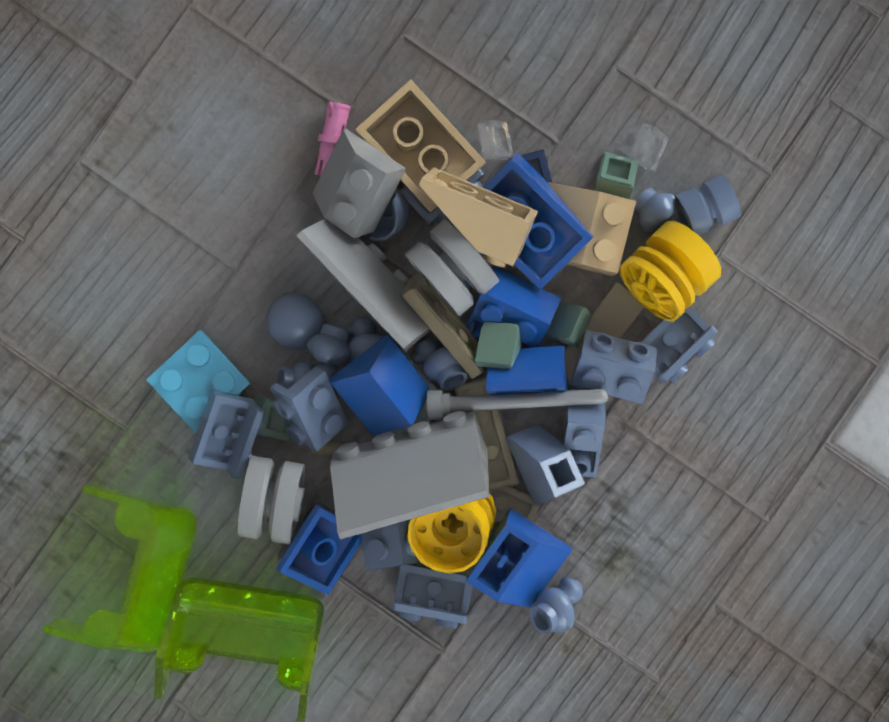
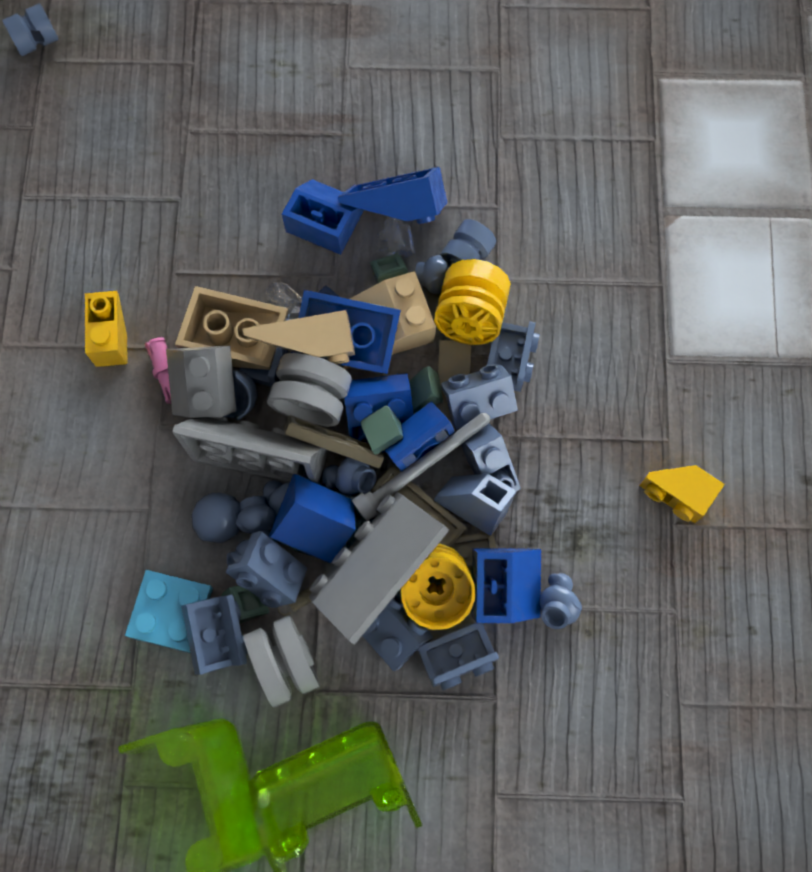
camera: 30 degrees left, 15 degrees down
(299, 60) = (105, 329): none -> yellow slope
(317, 552) = (347, 678): blue slope -> none
(589, 72) = (319, 217): none -> blue slope
(673, 106) = (402, 197): none -> blue slope
(747, 583) = (684, 489): none -> yellow slope

